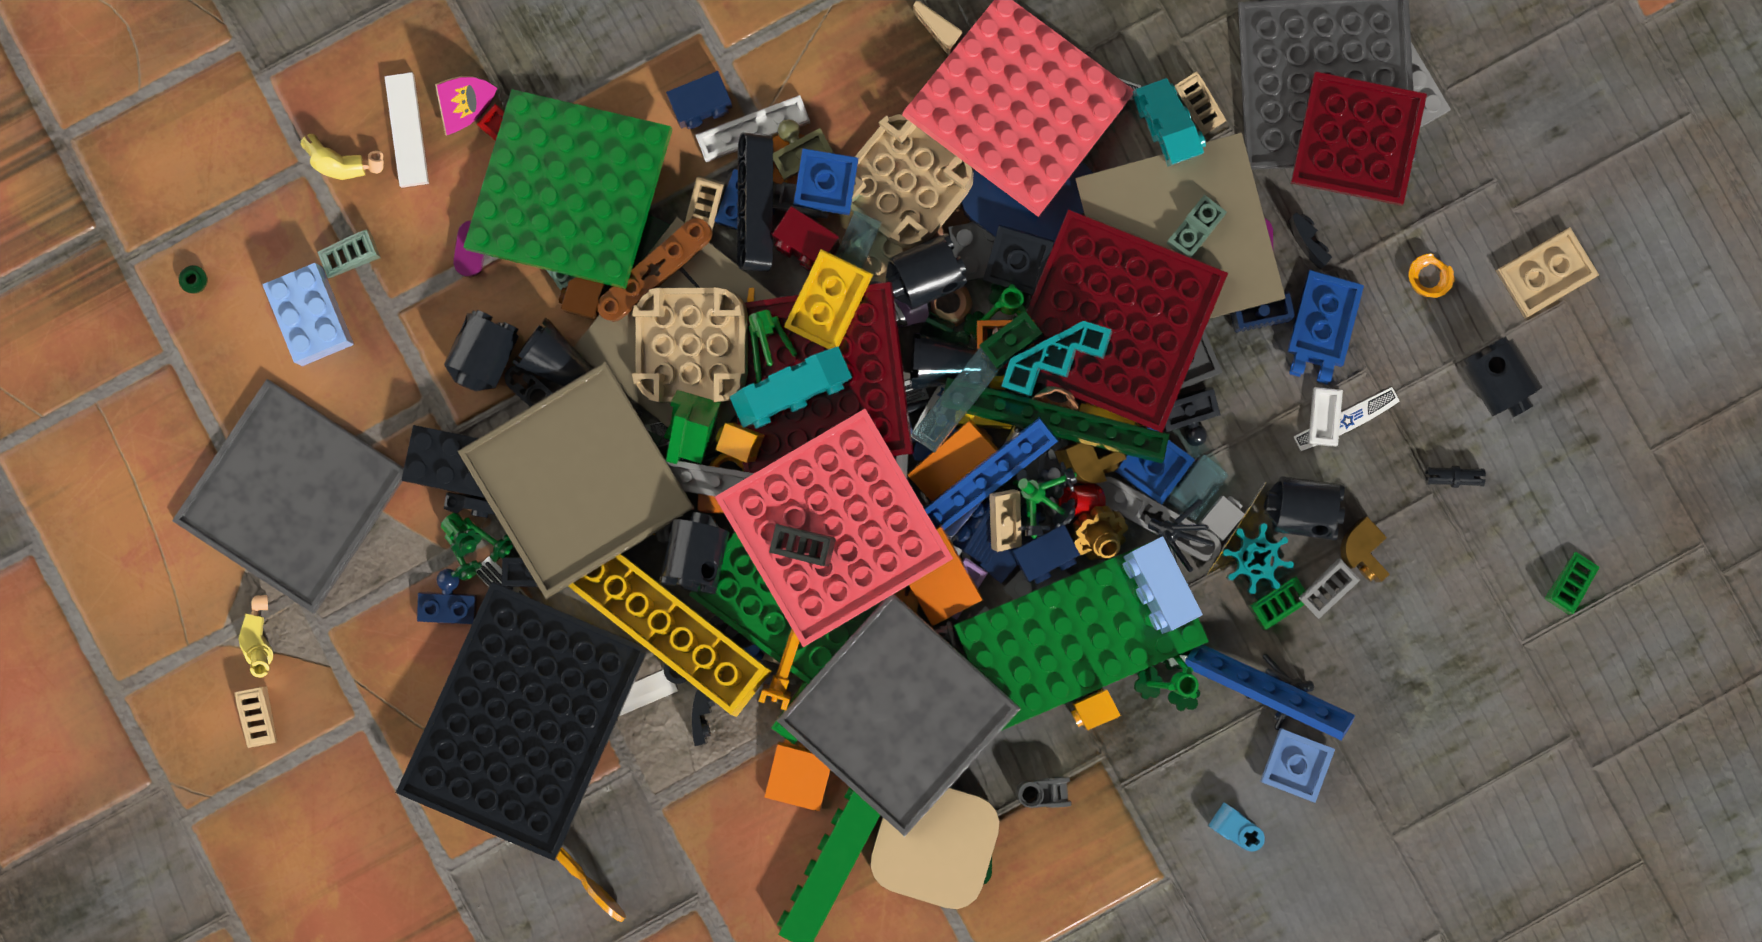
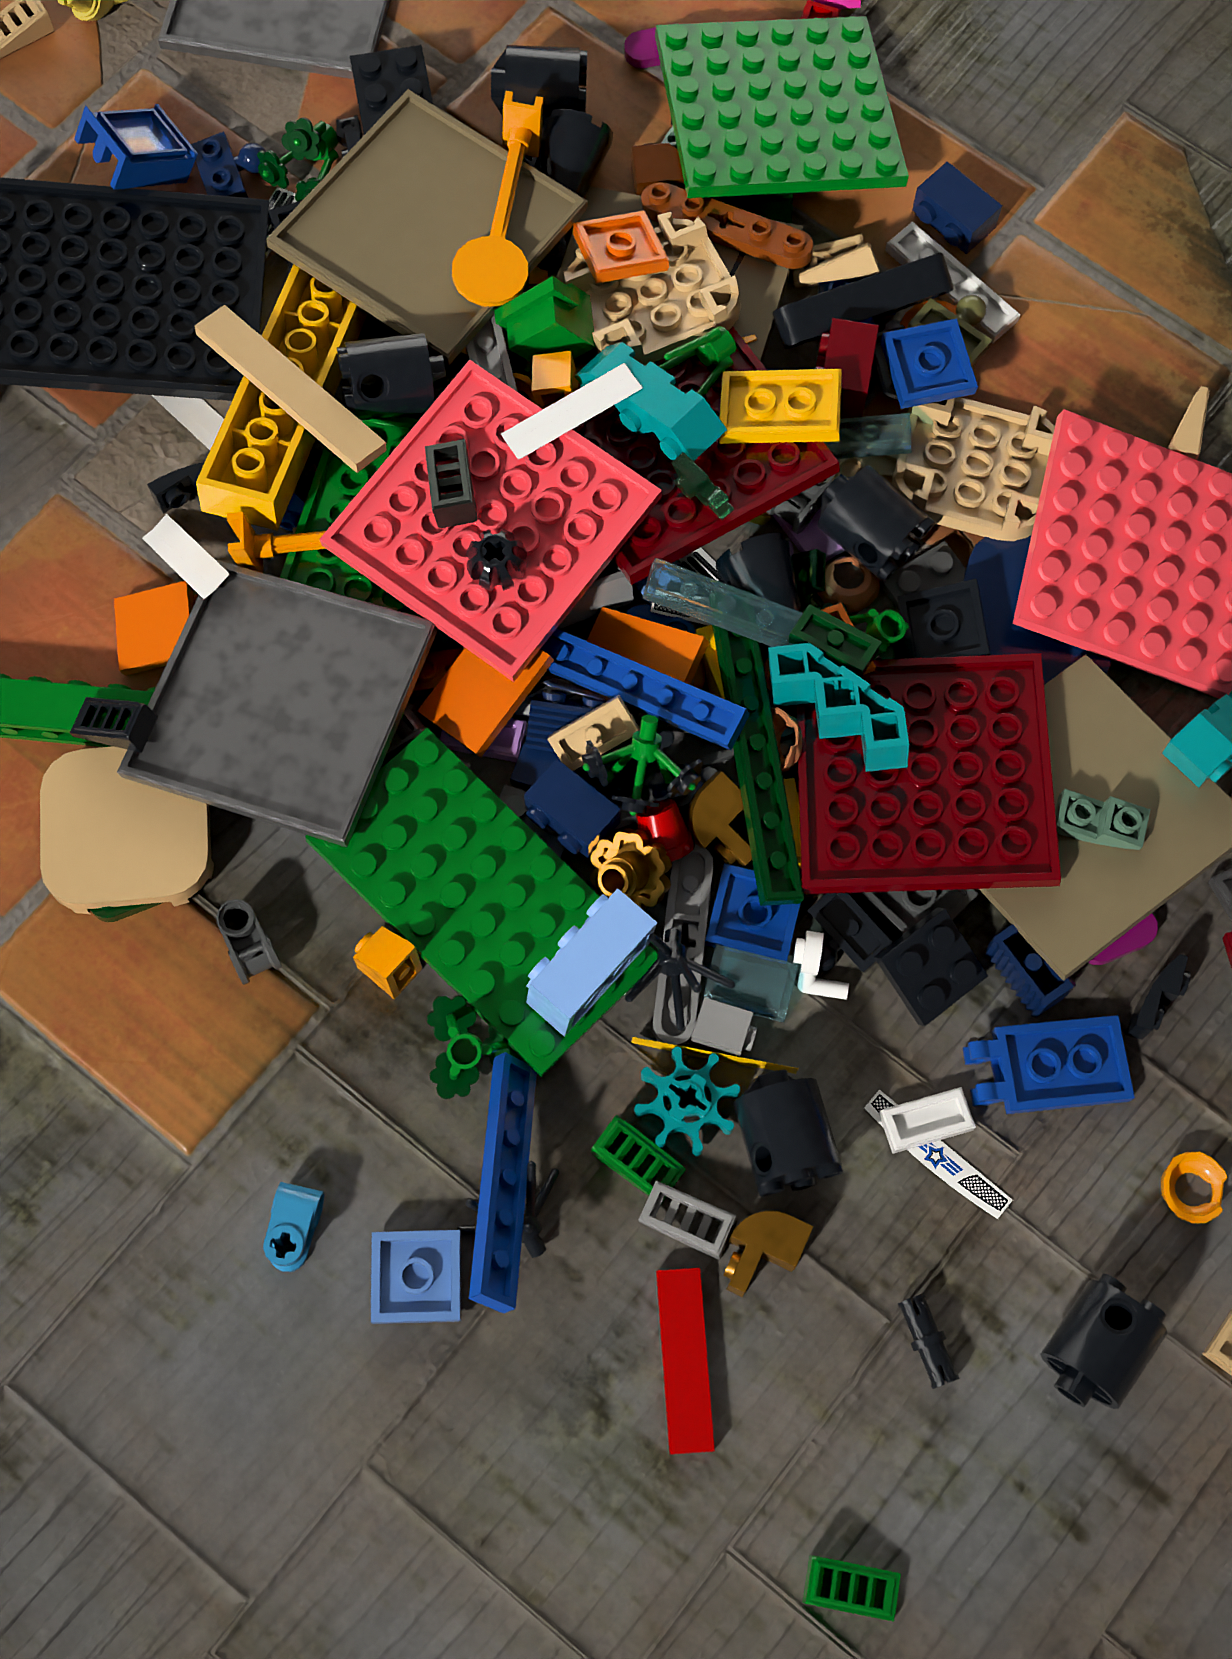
camera: 65 degrees right, 15 degrees down
(413, 658) = (143, 141): none -> blue window
(635, 451) = (490, 267): none -> light orange piece
(647, 352) = (620, 246): none -> orange tile
(678, 625) = (291, 388): none -> tan tile
(722, 203) = (849, 265): none -> tan slope
(759, 739) = (186, 556): none -> white sticker
(783, 444) = (571, 411): none -> white sticker
(866, 384) = (695, 482): none -> clear green plate
(884, 541) = (496, 559): none -> black piece
(885, 813) = (136, 731): none -> black slope
(1201, 445) = (808, 954): none -> white plate
(1235, 371) = (931, 966): none -> black plate
(1408, 624) = (685, 1361): none -> red tile

